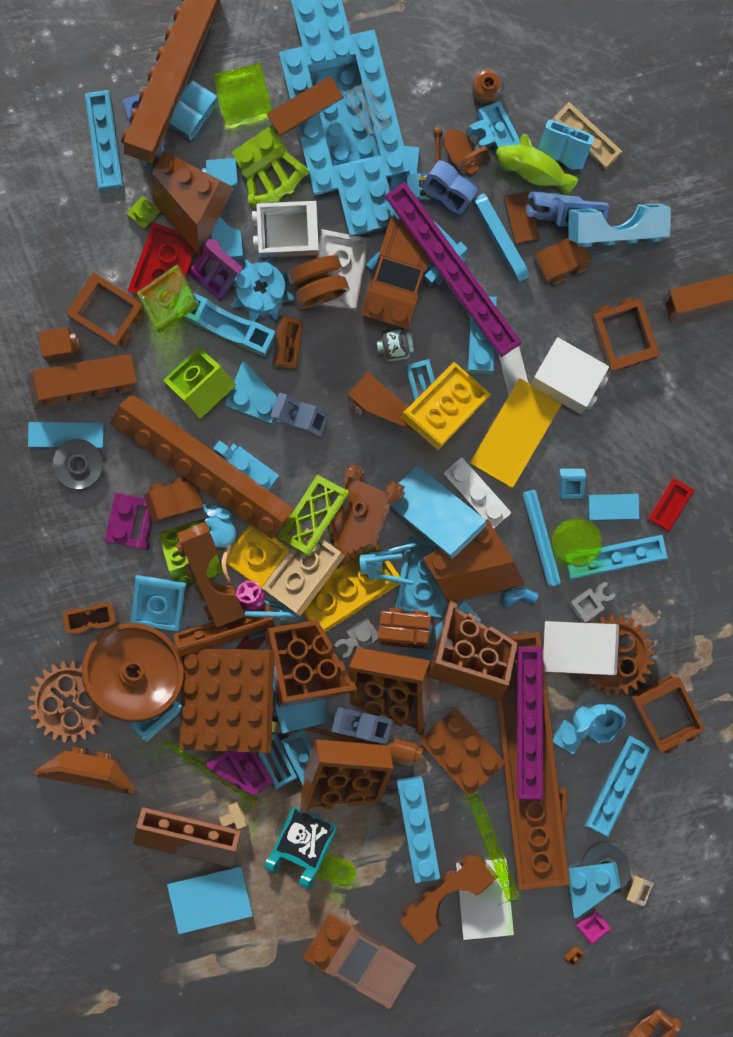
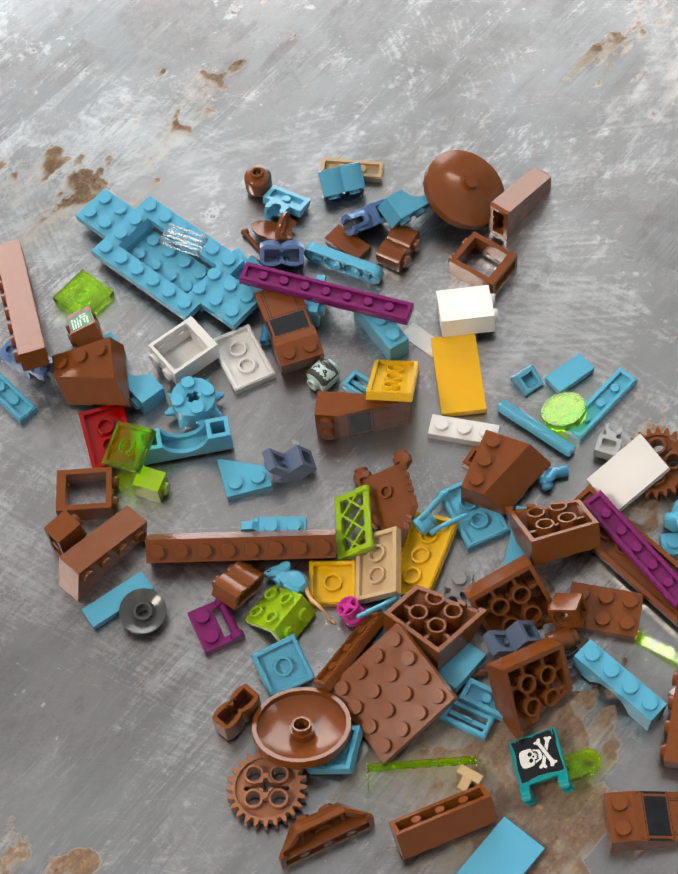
camera: 25 degrees left, 25 degrees down
(144, 213) = (67, 415): lime tile -> none
(169, 345) = (151, 484): none -> lime brick
(192, 110) = (53, 325): medium azure brick -> none
(199, 382) = (196, 493): lime slope -> none
(199, 549) = (284, 591): dark orange arch -> none
(214, 138) = (83, 327): none -> dark orange brick
(221, 274) = (157, 407): magenta plate -> none
(241, 770) = (445, 740): magenta wing -> none
(259, 154) = (127, 320): lime plate -> none
(285, 341) = (242, 425): dark orange tile -> none
(305, 106) = (136, 266): dark orange tile -> none
(318, 281) = (233, 363): dark orange wheel -> none
(406, 629) = (489, 551): dark orange brick -> none
(425, 737) = (568, 610): none -> dark orange brick
(437, 513) = (447, 453): medium azure tile -> none
(534, 166) = (329, 204): lime animal -> none
(666, 245) = (461, 188): none -> dark orange dish
(670, 505) = (608, 346): red tile -> none

